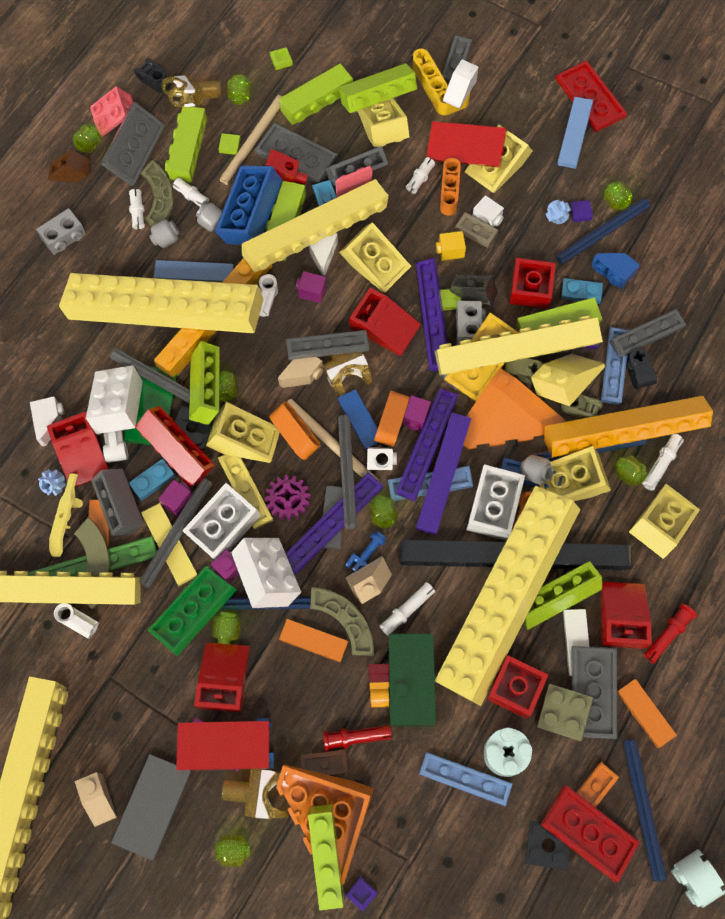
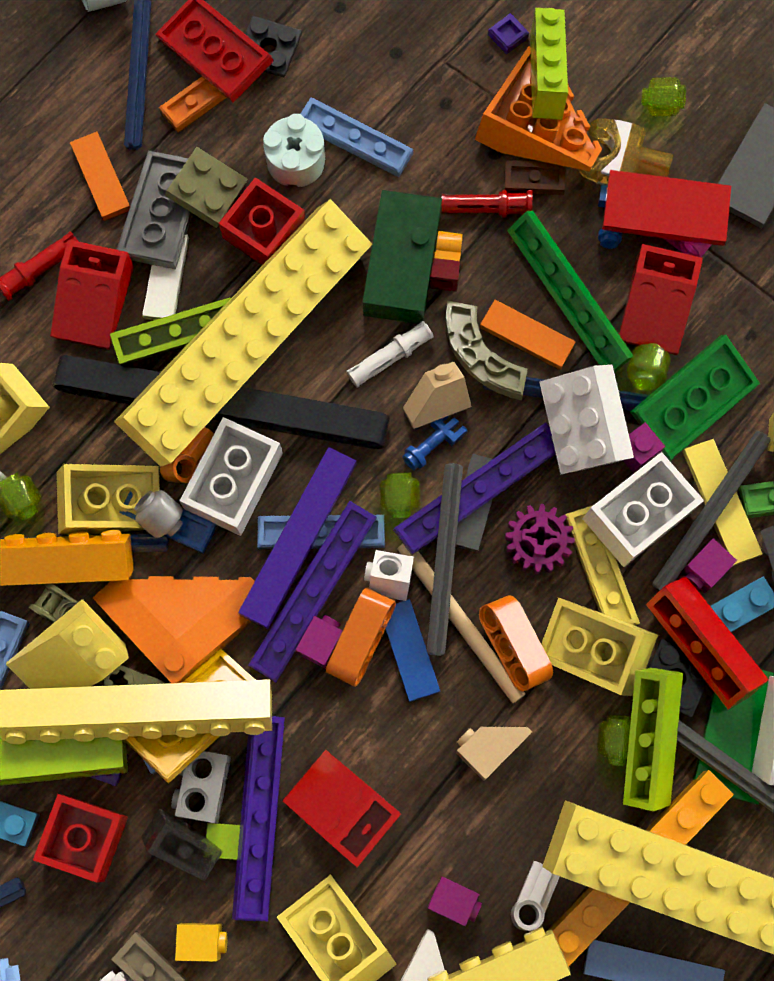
camera: 170 degrees left, 5 degrees up
(288, 675) = (569, 292): none -> green plate
(327, 344) = (444, 775): dark grey tile -> none
(346, 365) = (421, 747): clear yellow connector -> none

